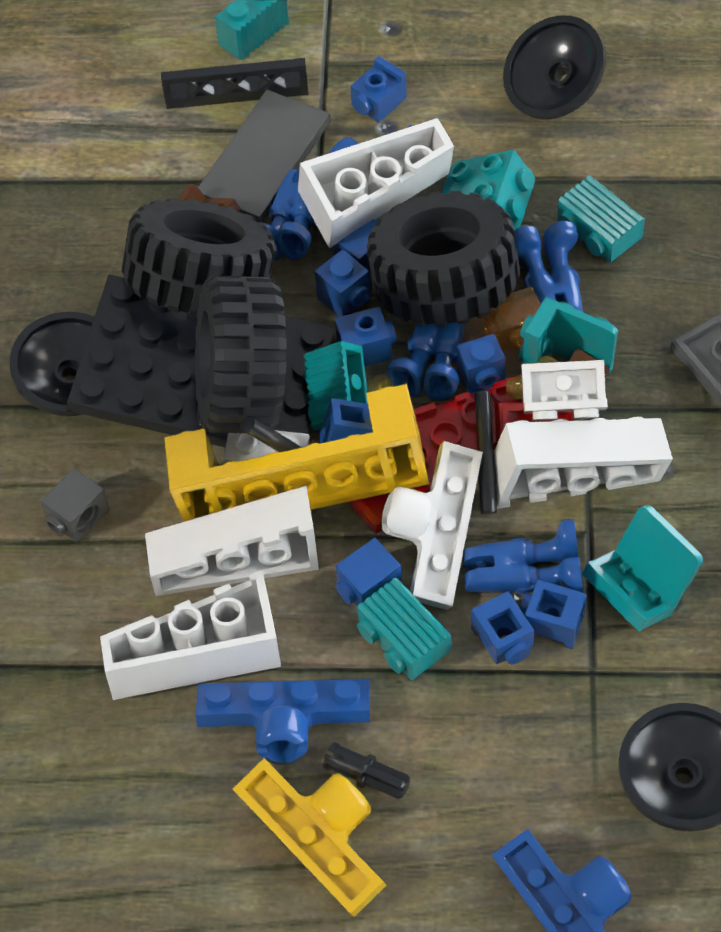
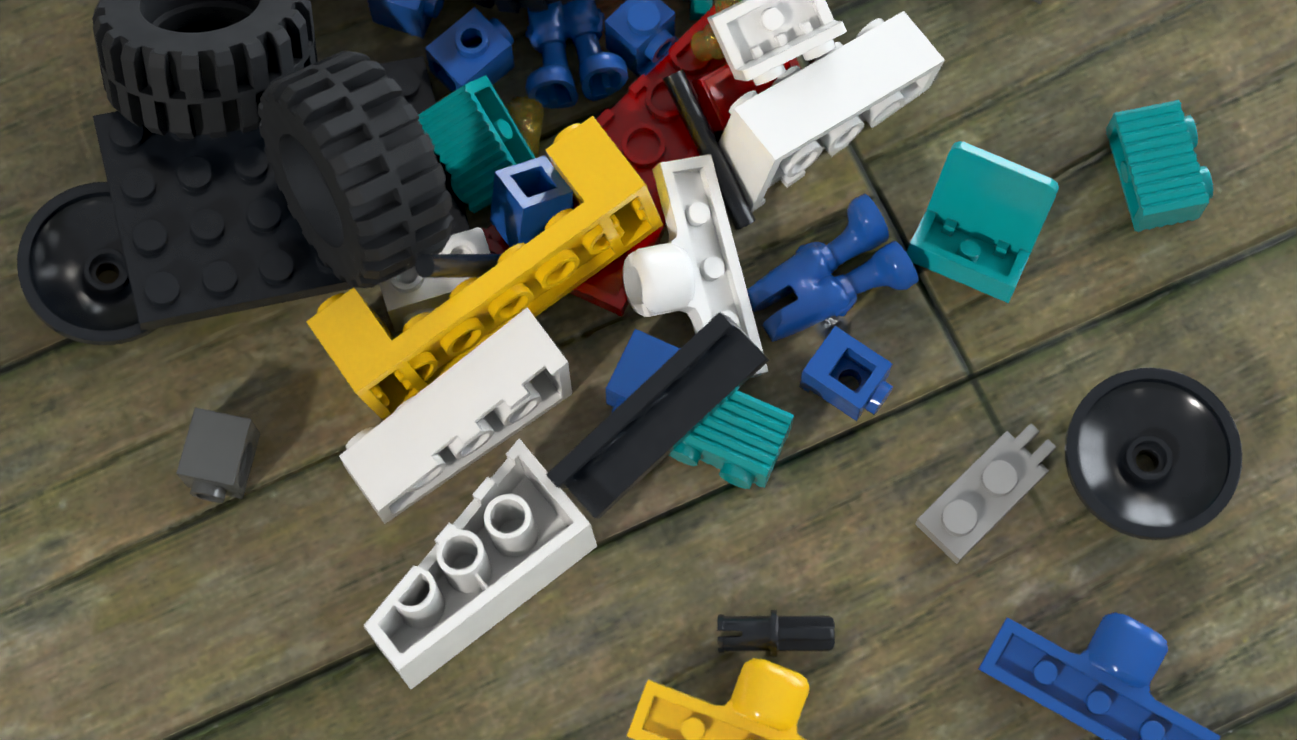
camera: 30 degrees left, 15 degrees up
(283, 710) = (632, 604): blue plate -> none
(357, 589) = (659, 415): none -> black fence
(554, 611) = (908, 310): blue brick -> none
(561, 748) = (985, 493): none -> light grey hinge

